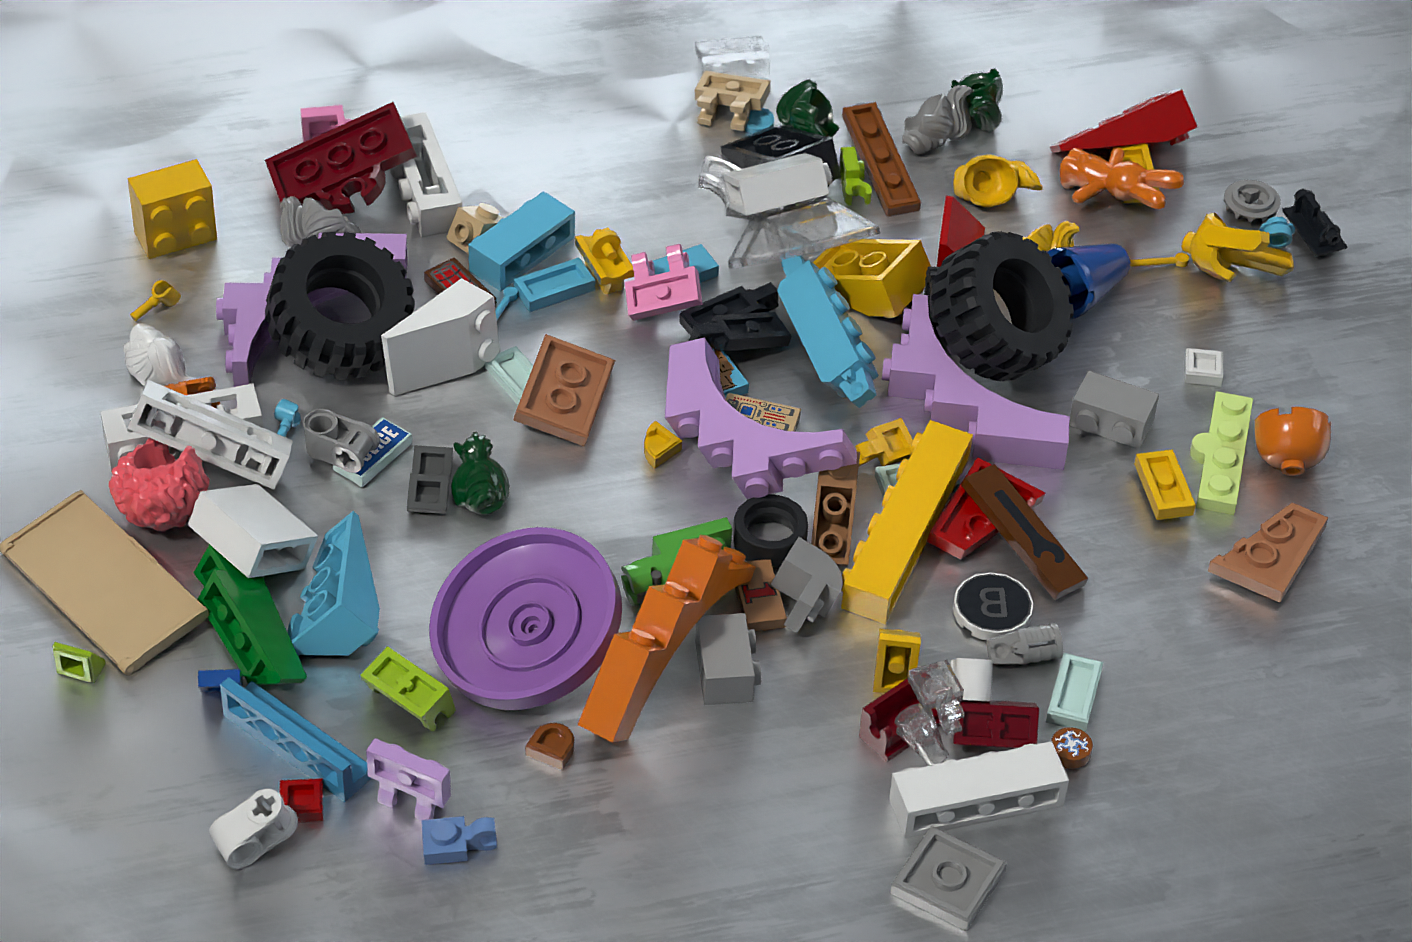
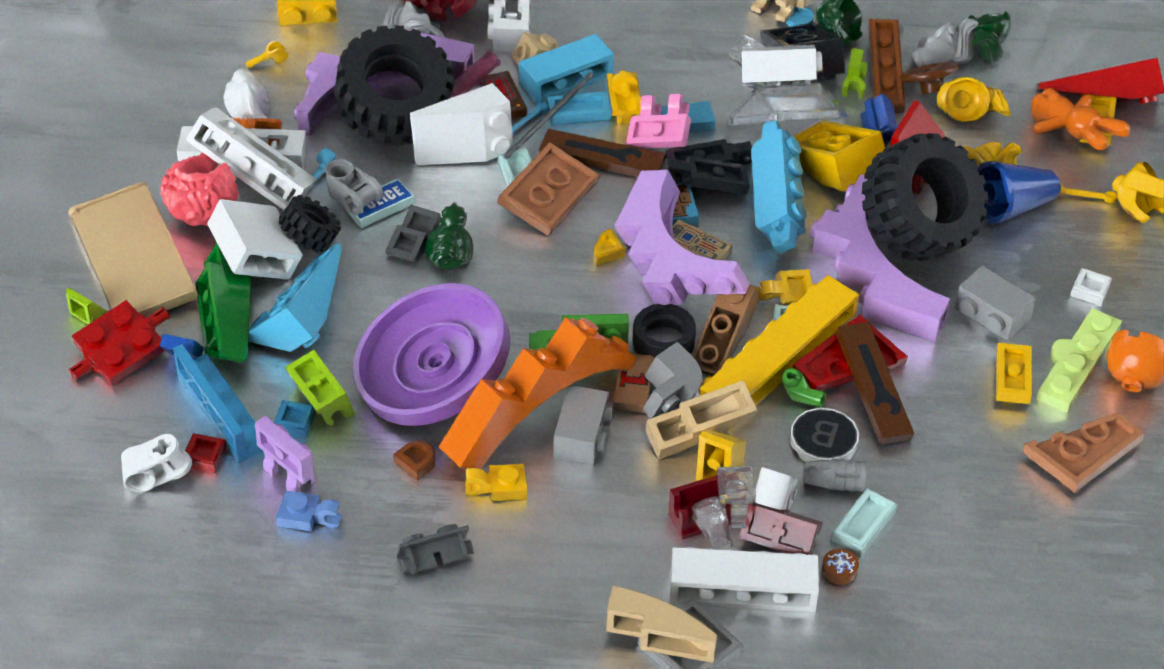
camera: 20 degrees right, 0 degrees up
(140, 694) = (118, 342): none -> red plate
(309, 496) = (309, 223): none -> black tyre
(391, 729) = (296, 418): none -> dark azure tile
(423, 264) = (474, 74): none -> clear pink pin
(523, 308) = (547, 116): none -> dark grey piece
(607, 851) = (447, 542): none -> dark grey hinge
(609, 333) = (605, 154): none -> reddish brown tile
(661, 746) = (502, 481): none -> yellow plate
(858, 620) = (711, 411): none -> tan slope
(900, 221) = (880, 117): none -> blue piece
(915, 865) = (659, 625): none -> tan slope
(937, 160) = (930, 75): none -> reddish brown piece
(946, 560) = (799, 389): none -> bright green arm

